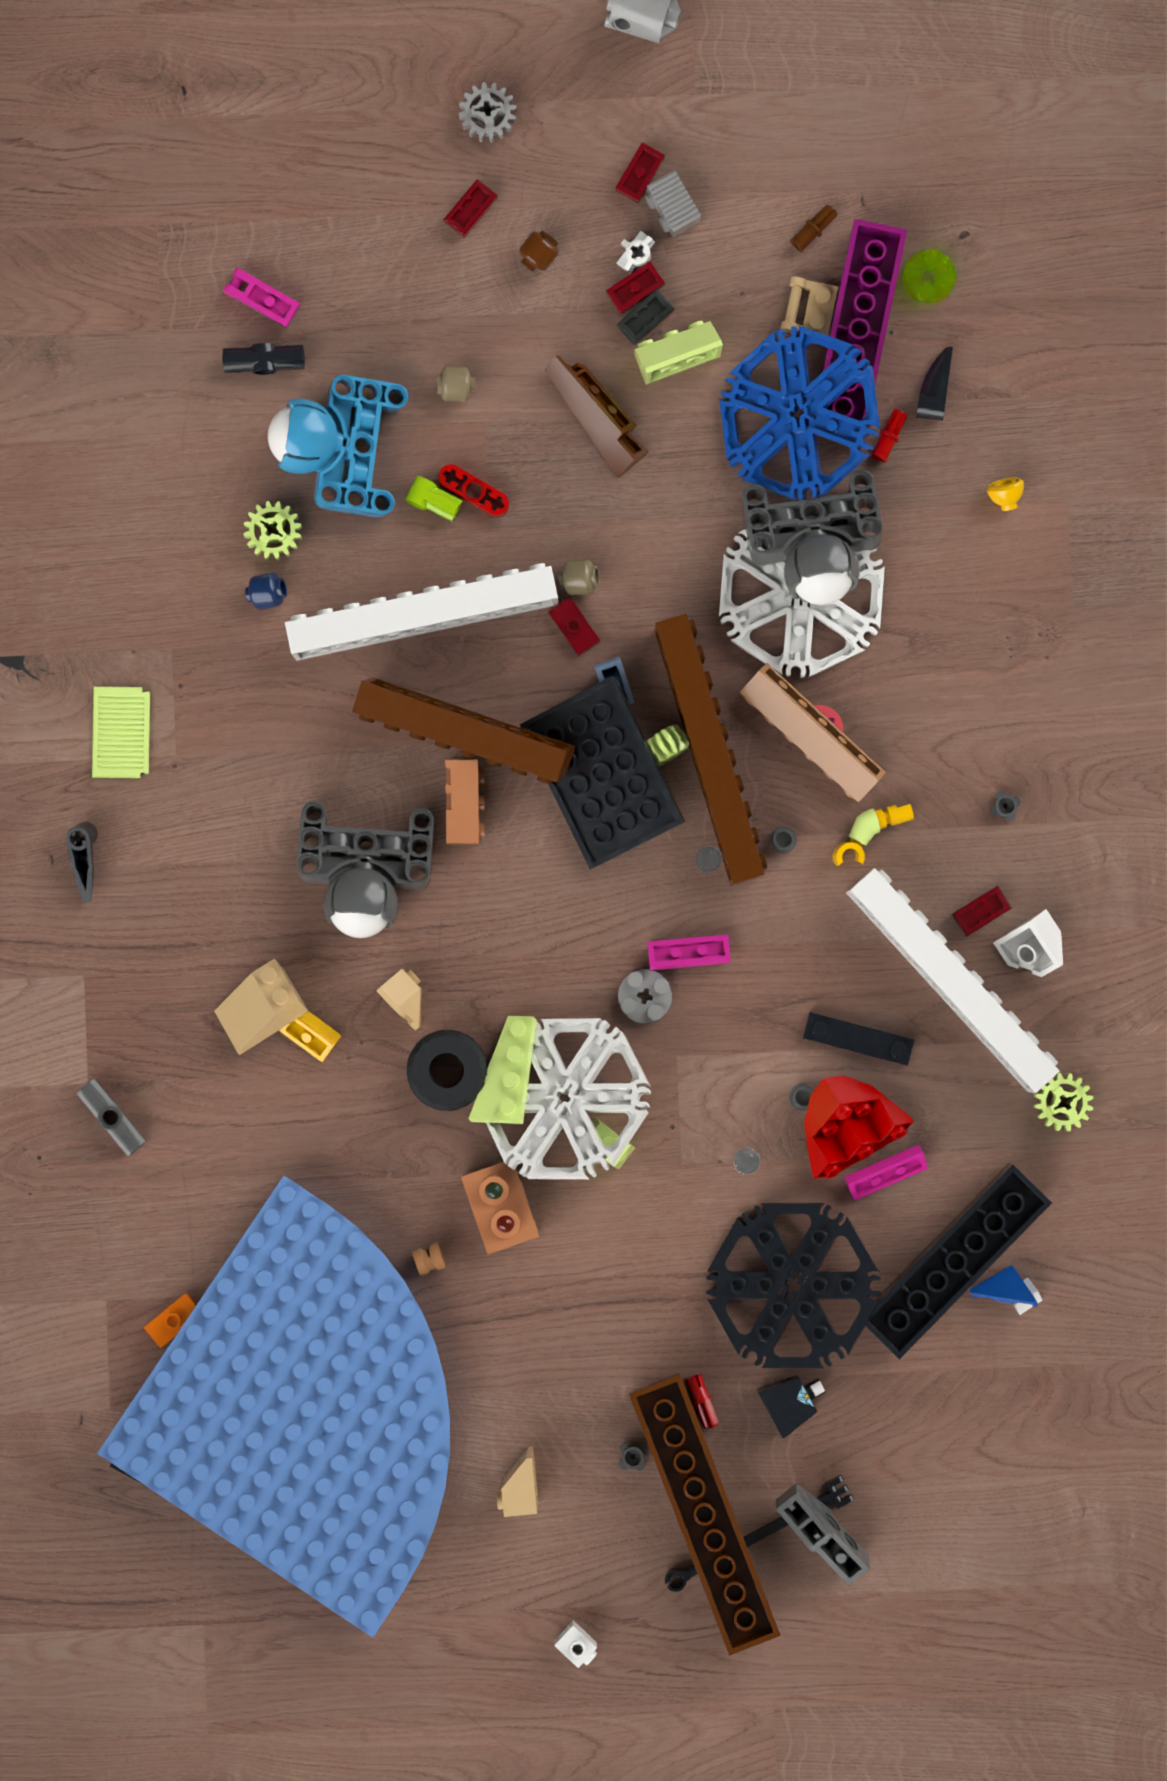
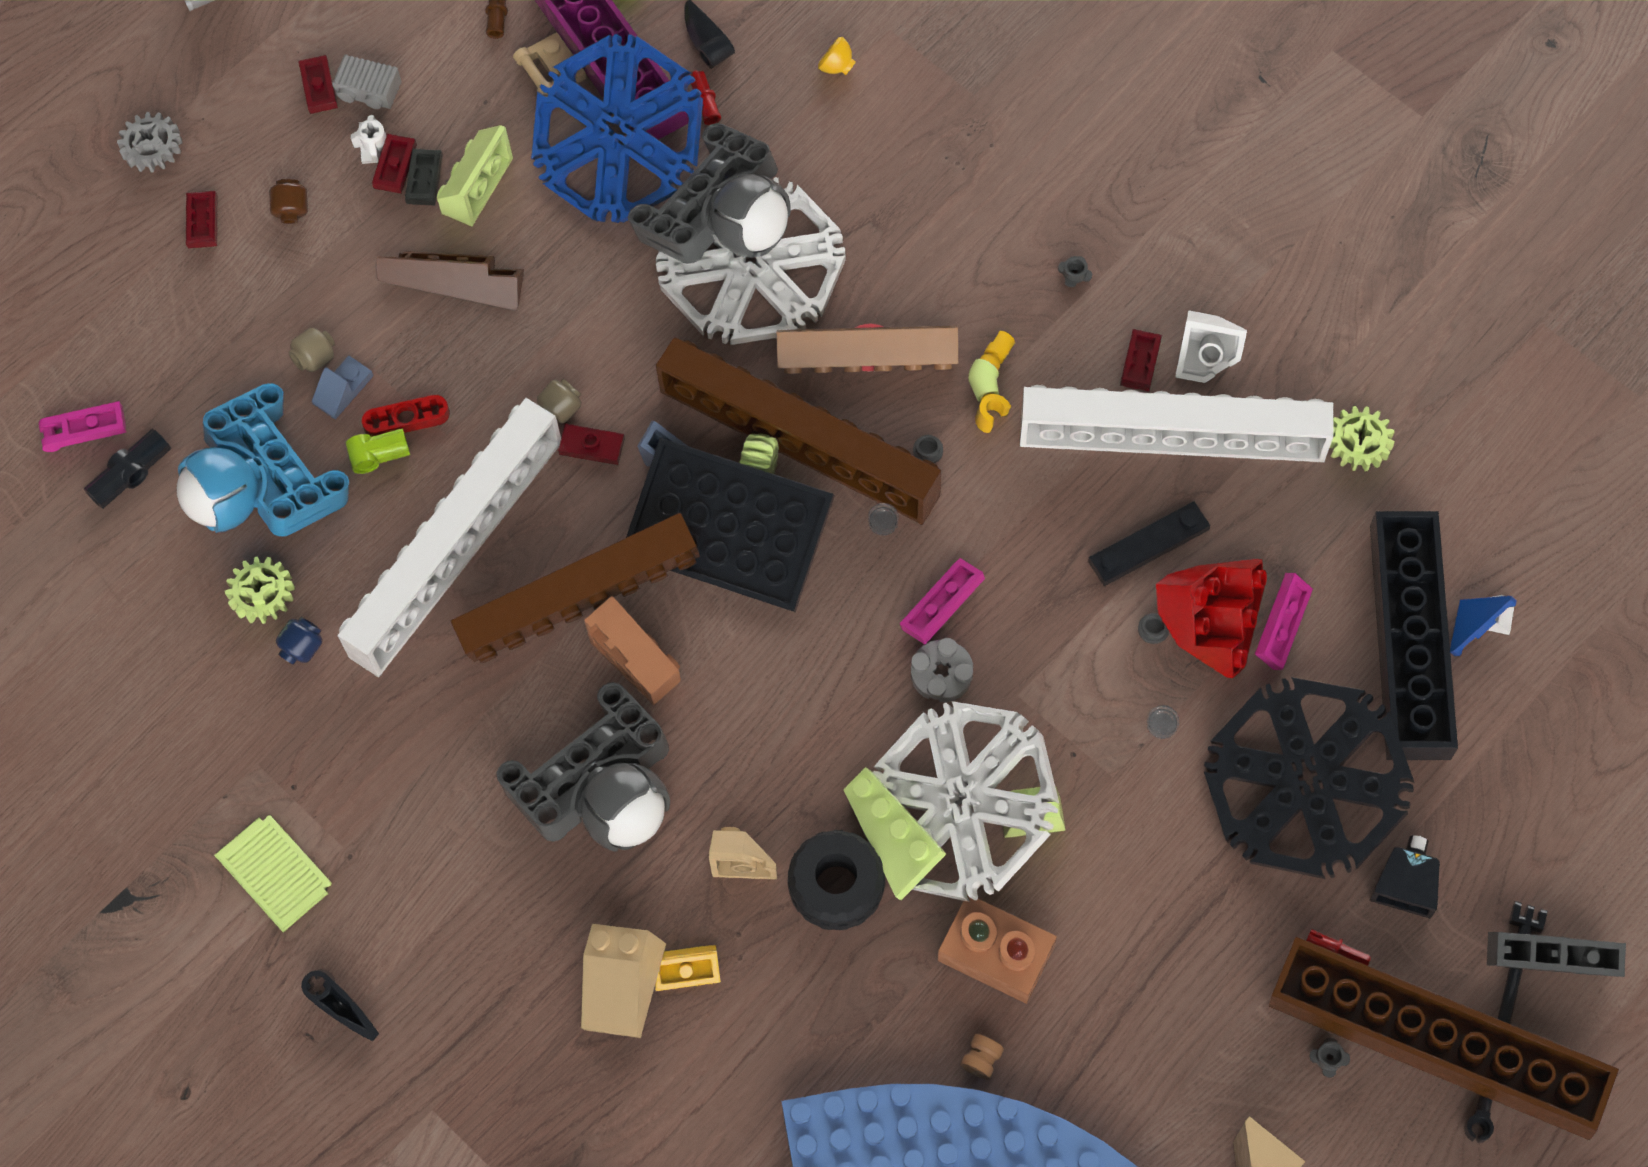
camera: 40 degrees left, 20 degrees down
(452, 428) = (340, 387): none -> sand blue slope

